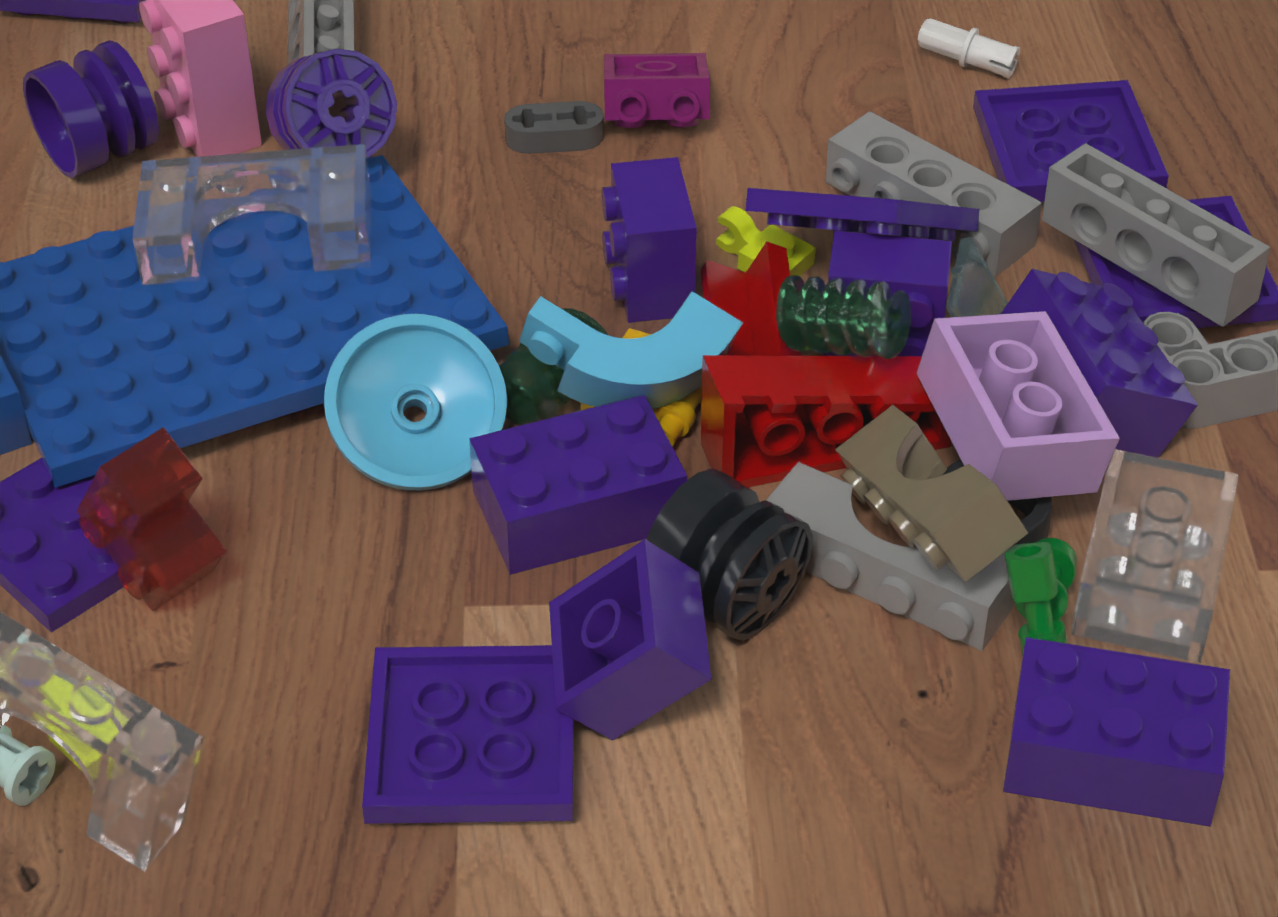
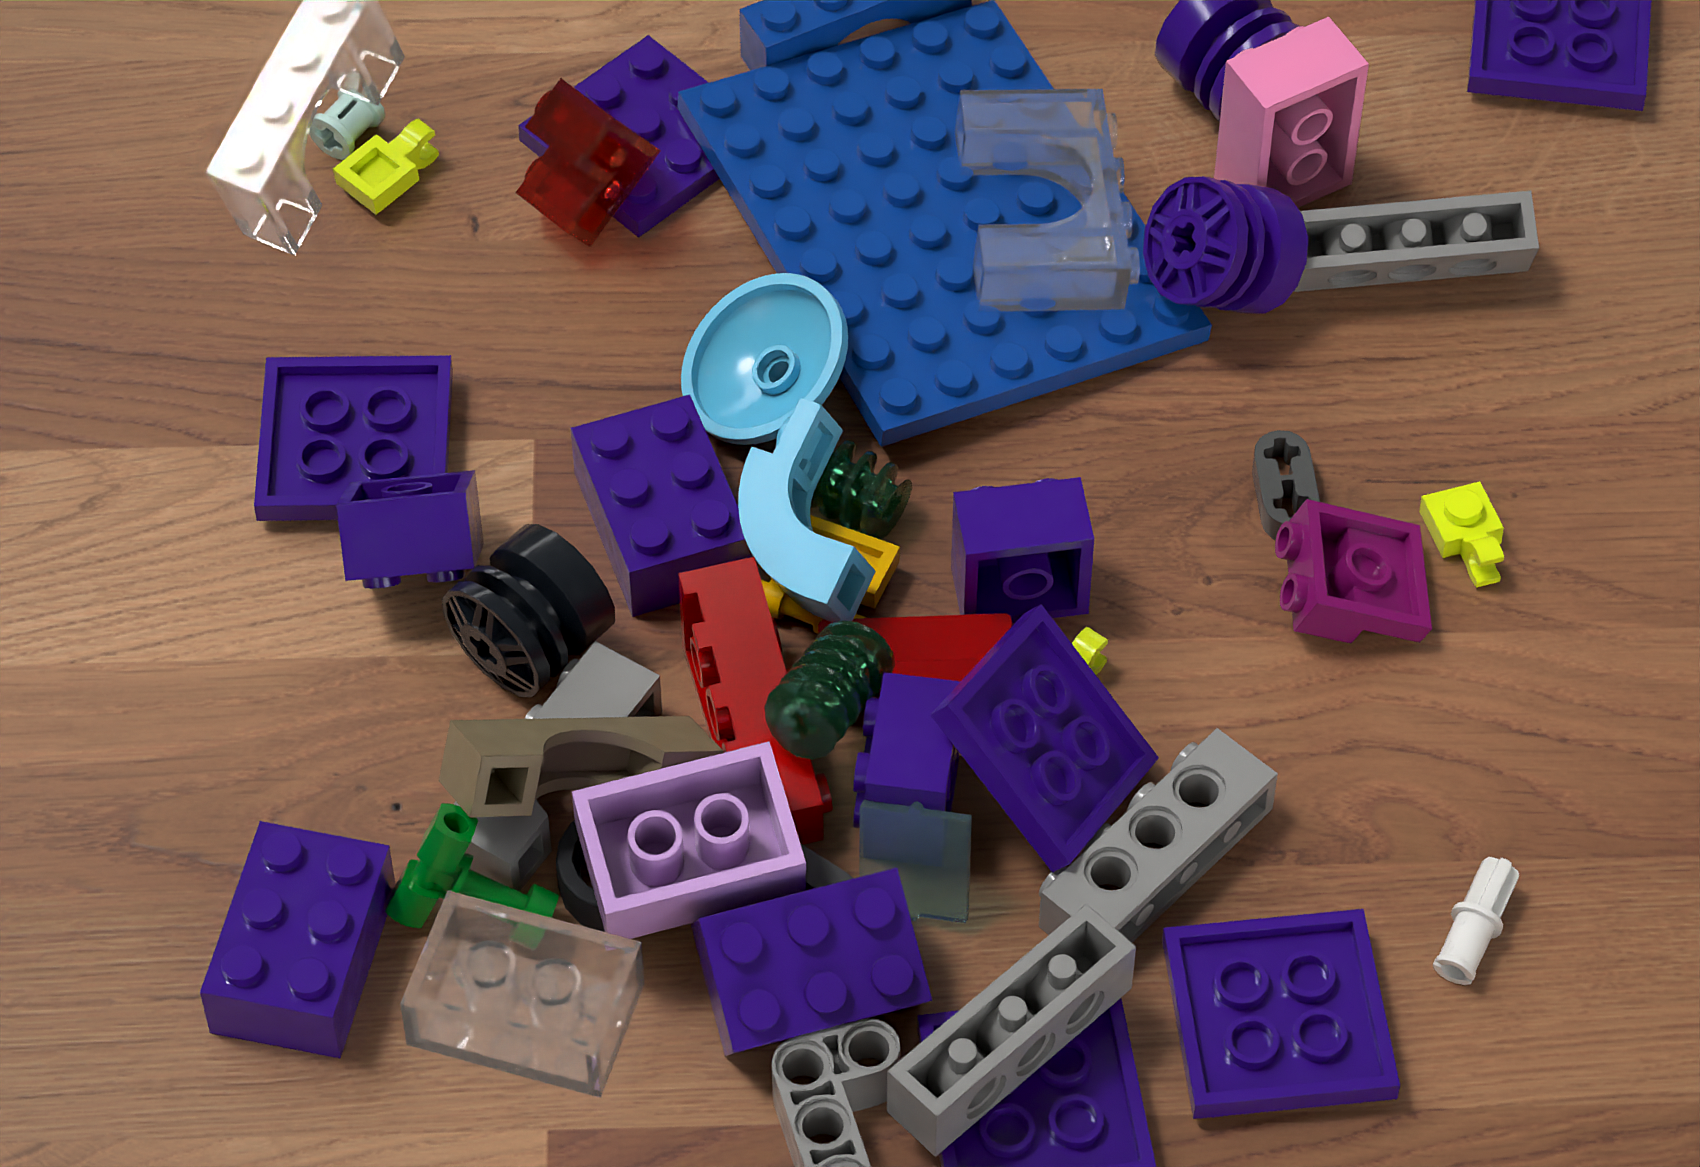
camera: 90 degrees right, 10 degrees up
(592, 38) = (1466, 525): none -> neon yellow plate

